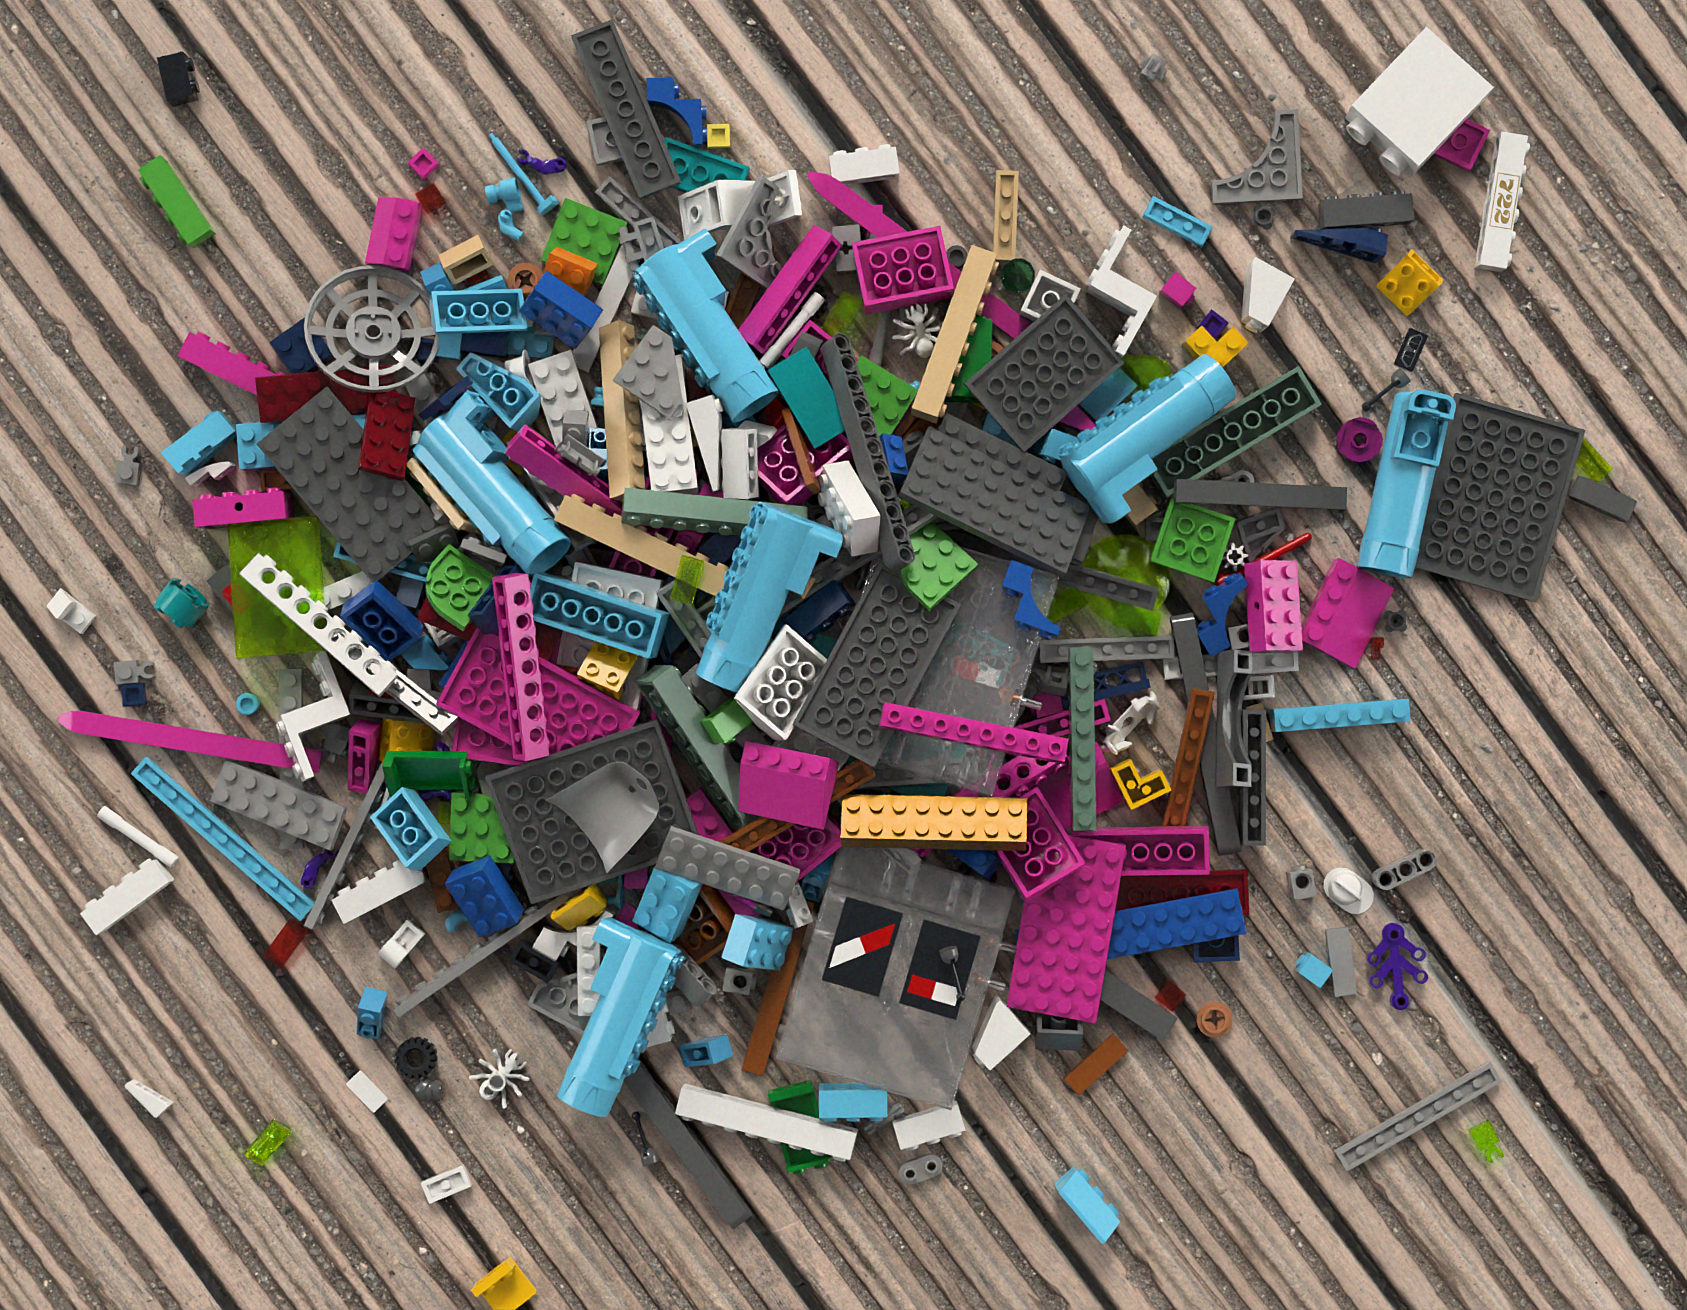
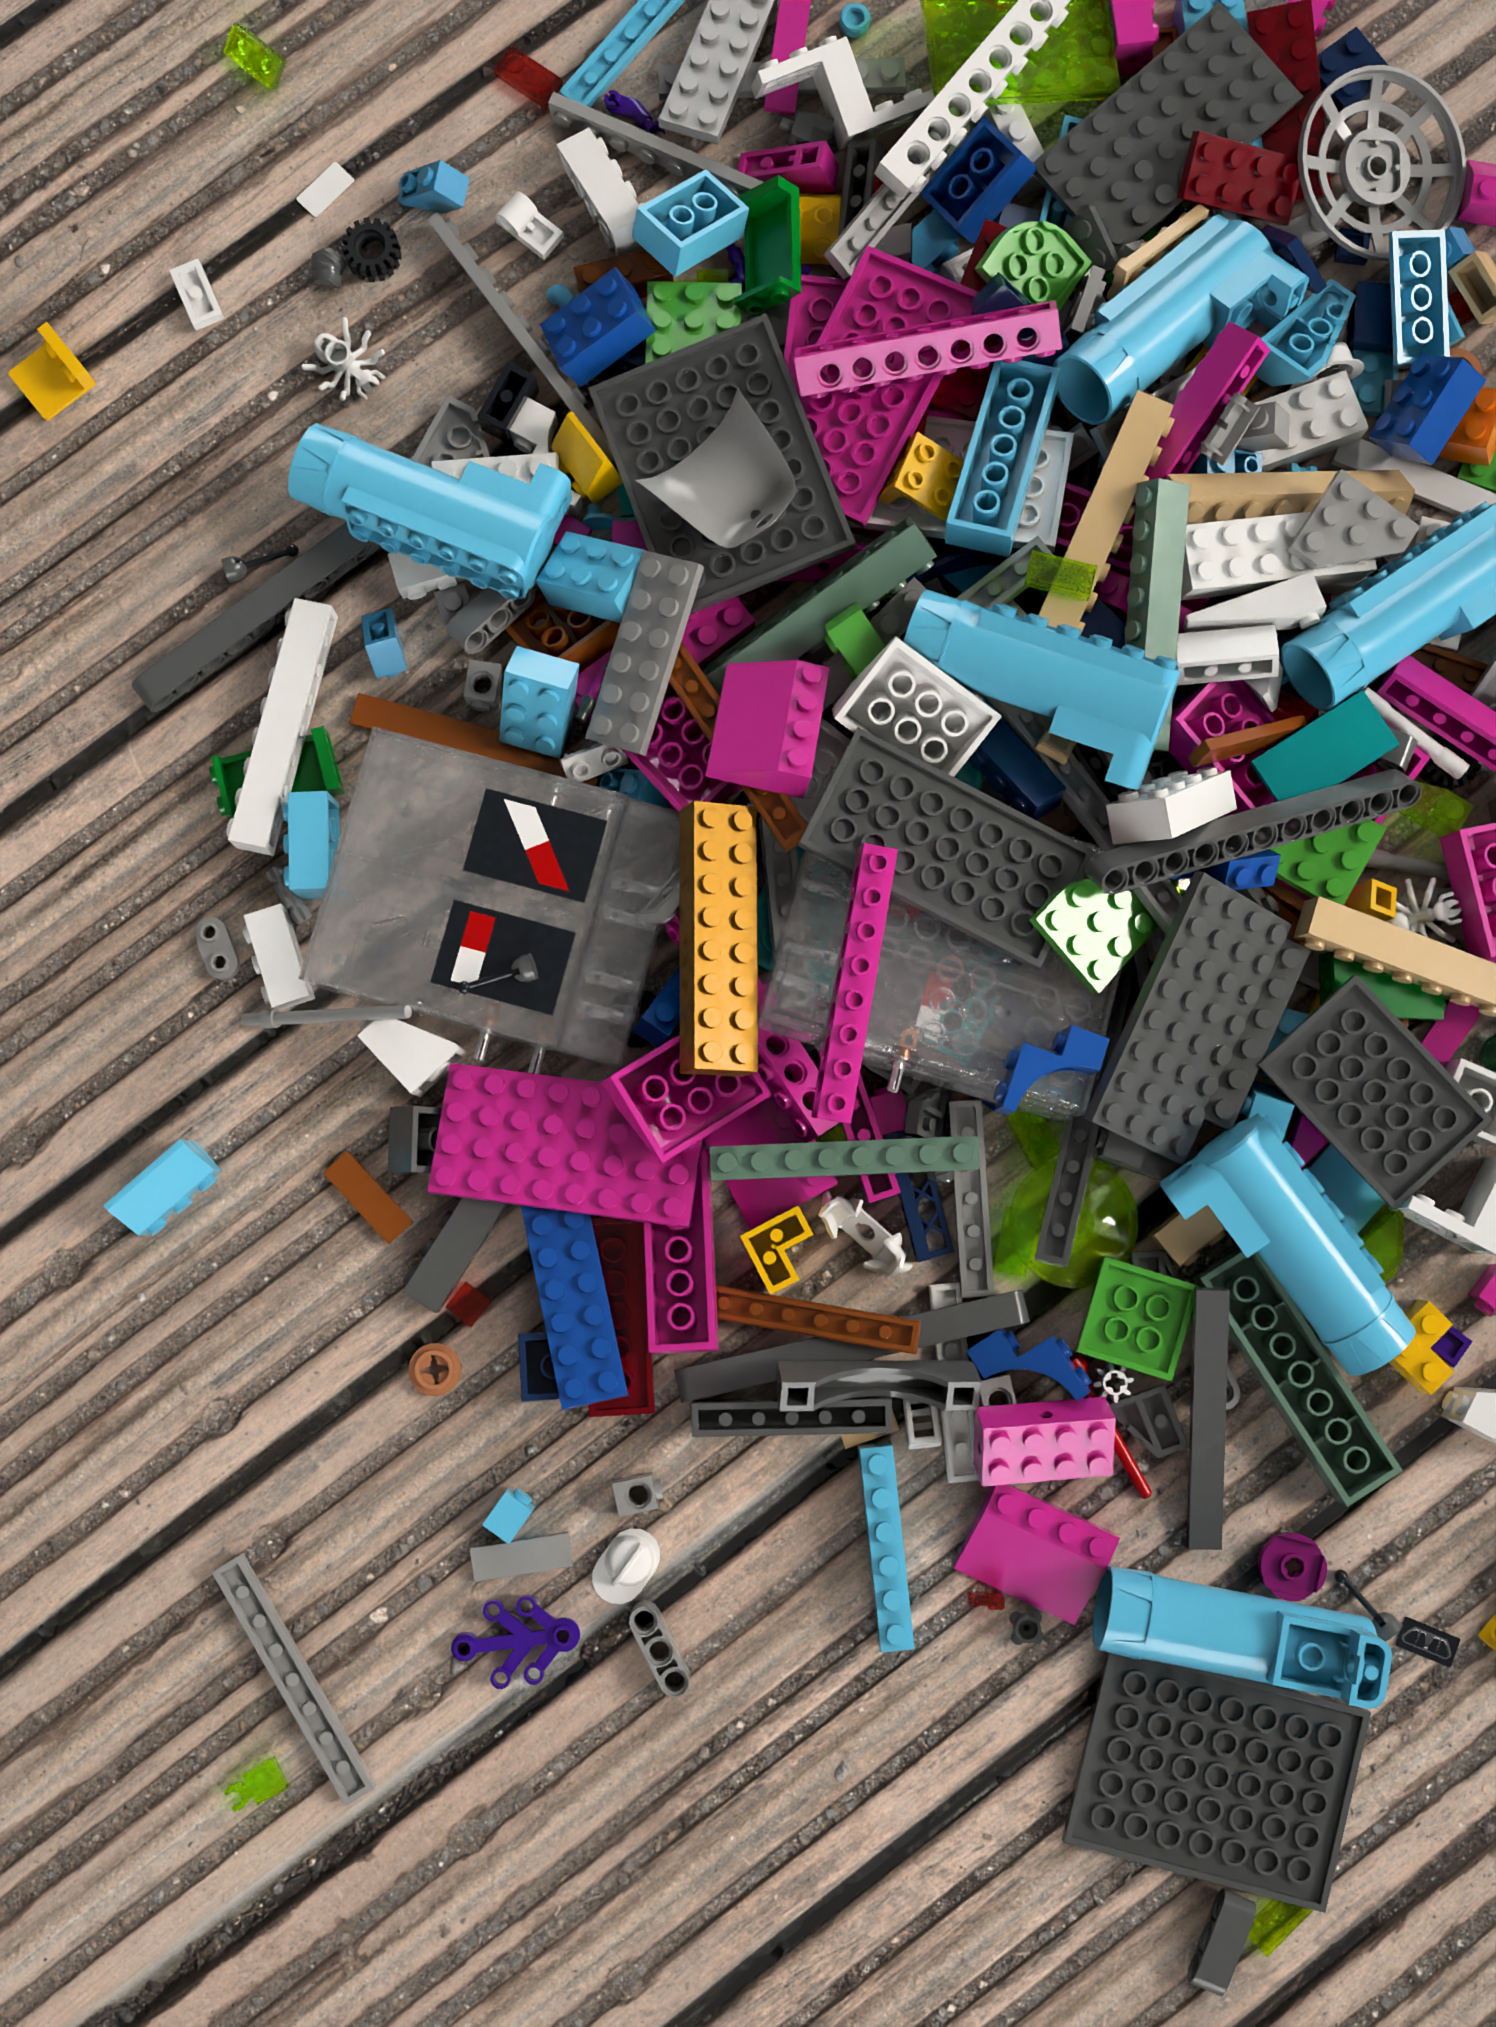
camera: 85 degrees right, 5 degrees down
(449, 347) = (1363, 267): medium azure brick -> none
(909, 365) = (1373, 899): none -> yellow brick
(972, 1128) = (274, 1018): none -> light grey bar

